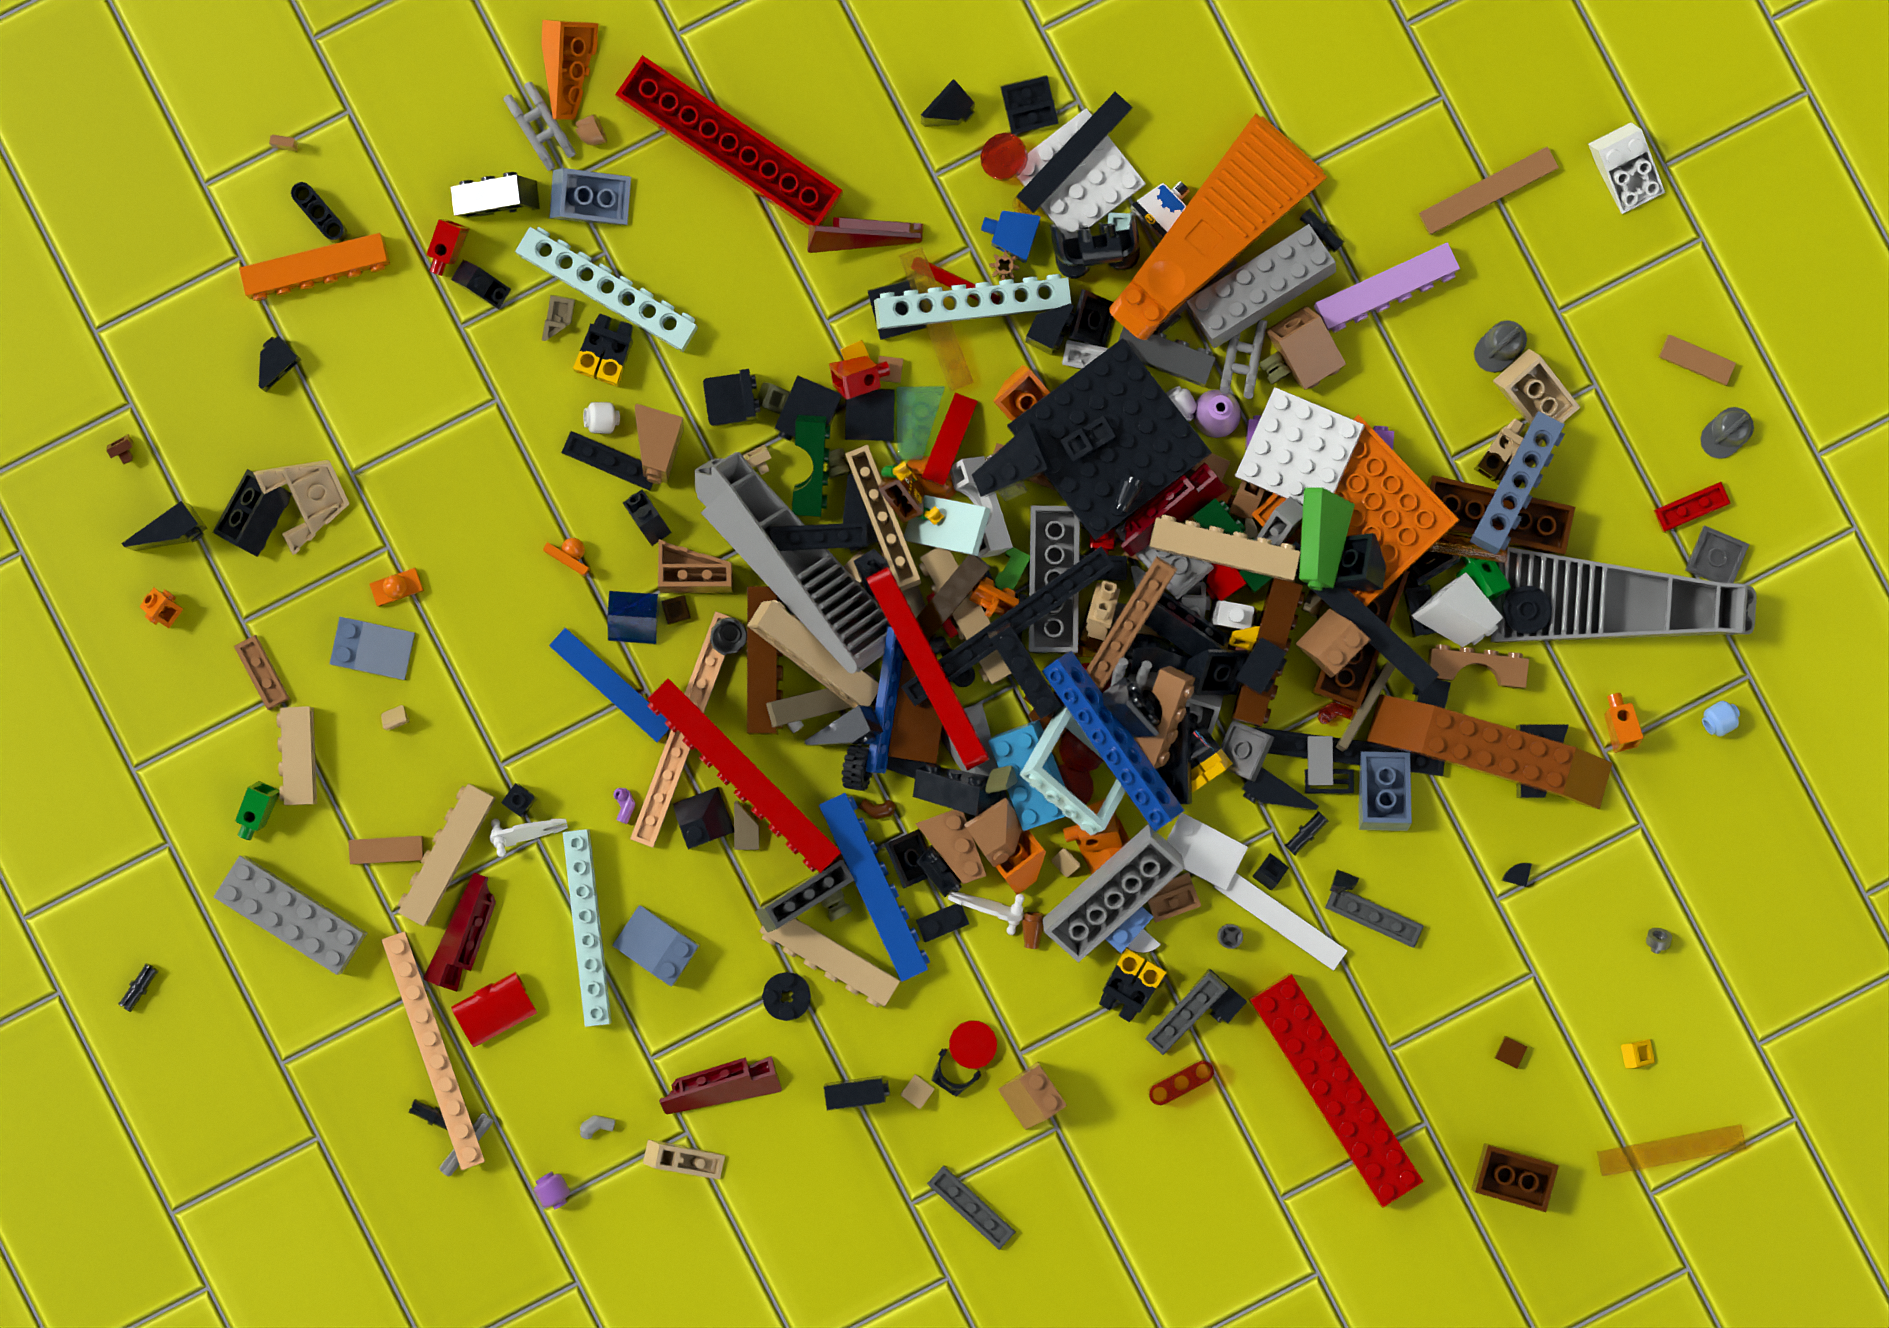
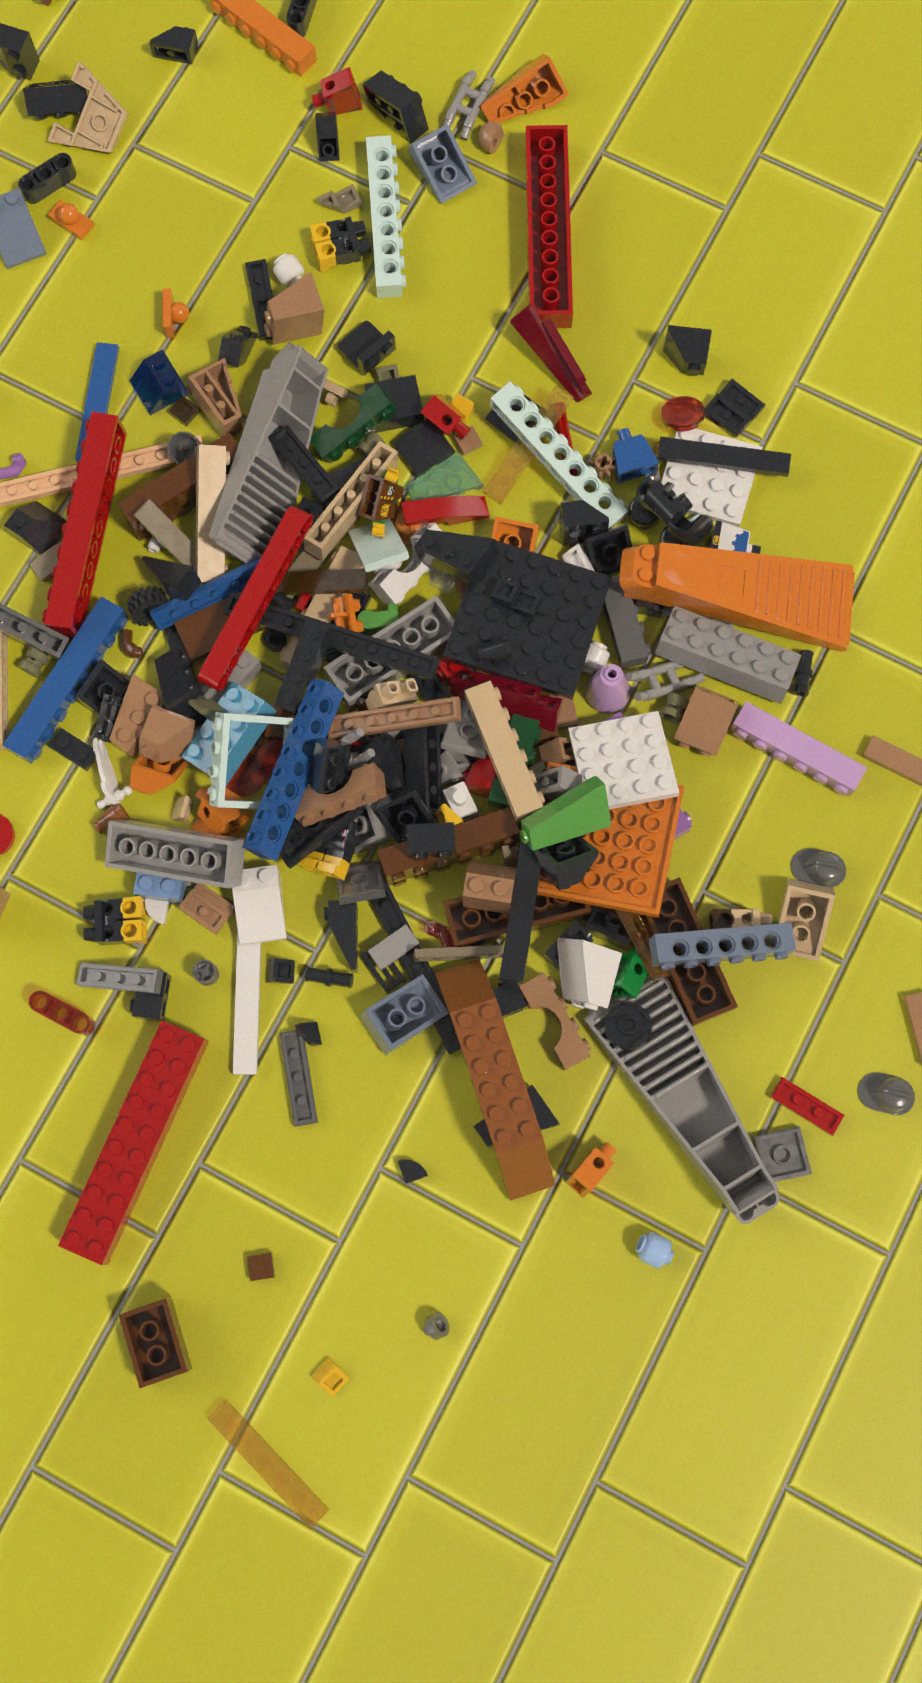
camera: 55 degrees right, 10 degrees down
(333, 570) = (47, 178): none -> black beam

